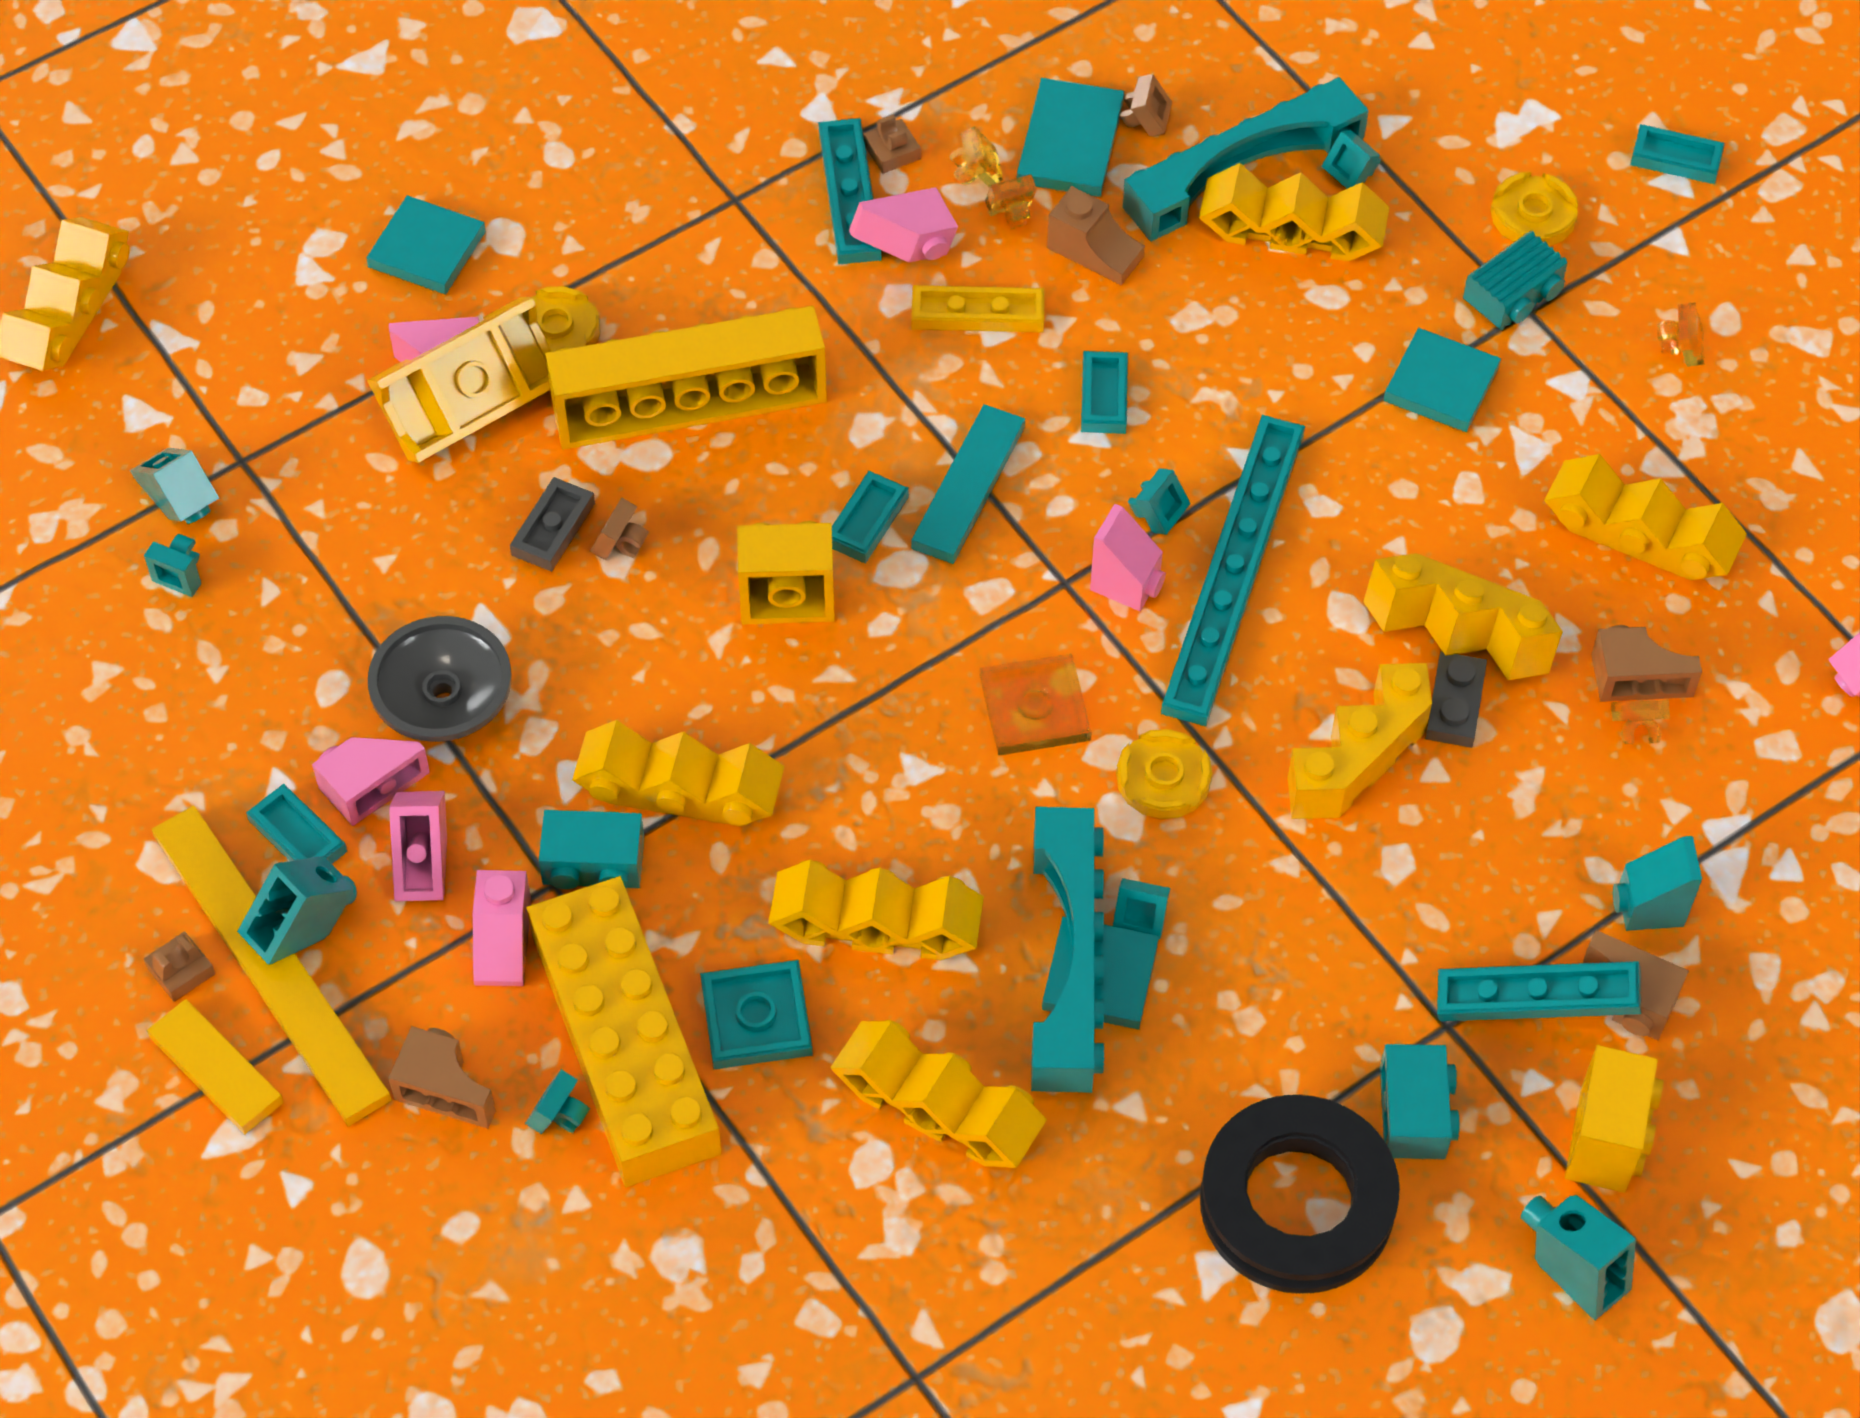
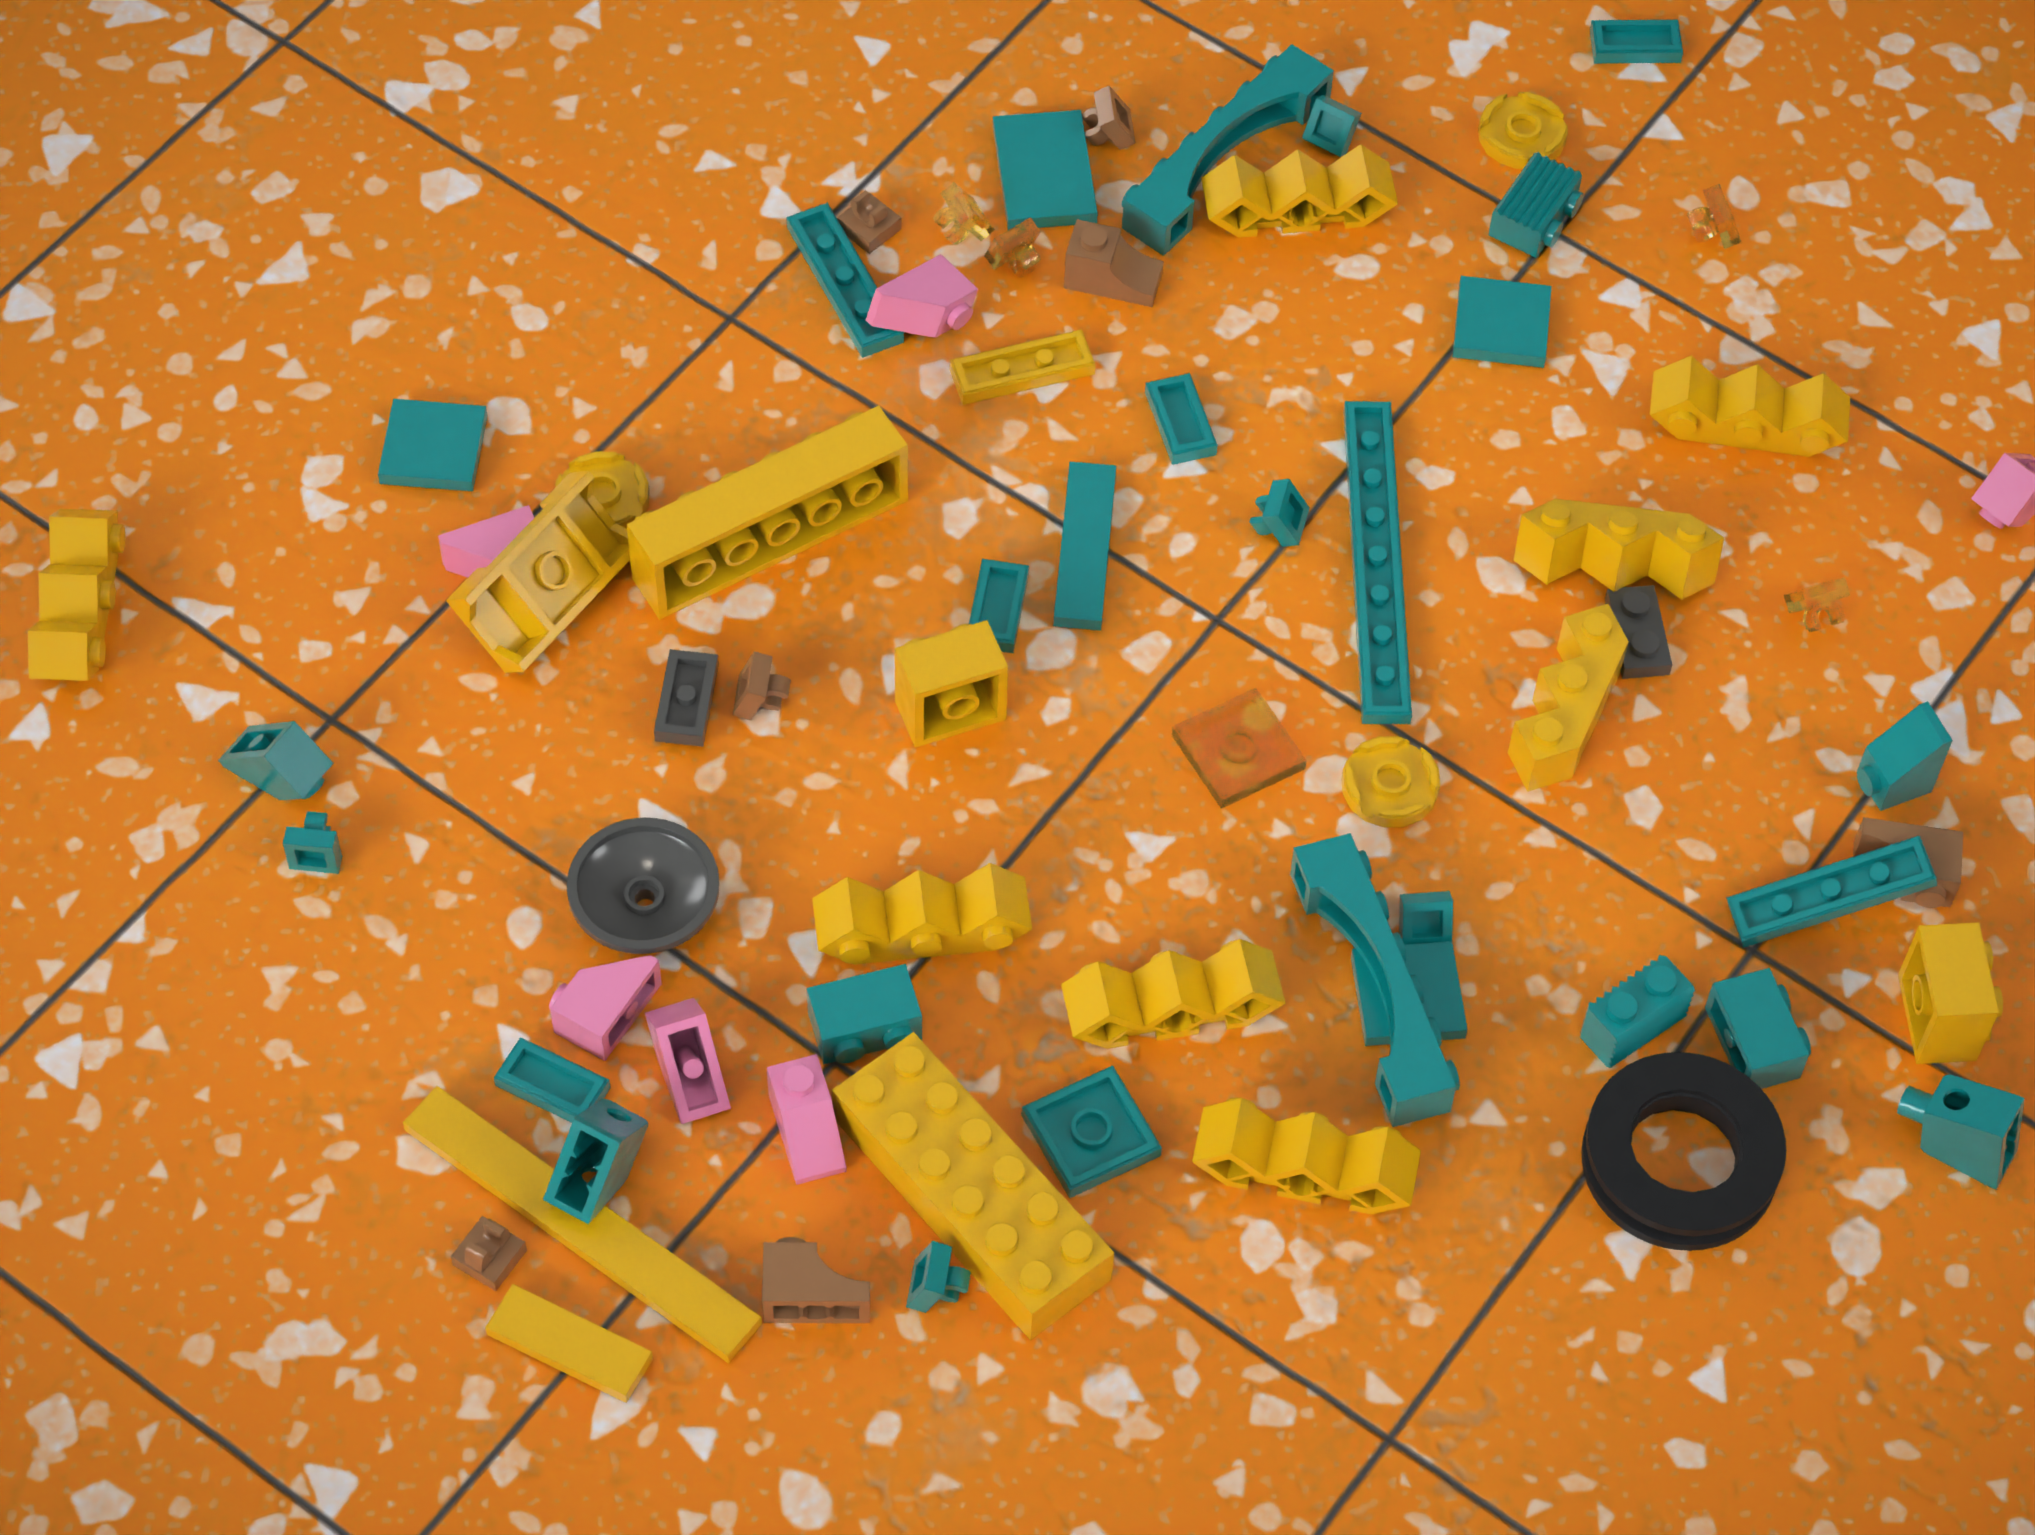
camera: 20 degrees left, 0 degrees up
(1125, 561) = (1278, 582): bright pink slope -> none
(1305, 1050) = (1636, 1011): none -> teal brick
(1636, 668) = (1794, 554): medium nougat arch -> none

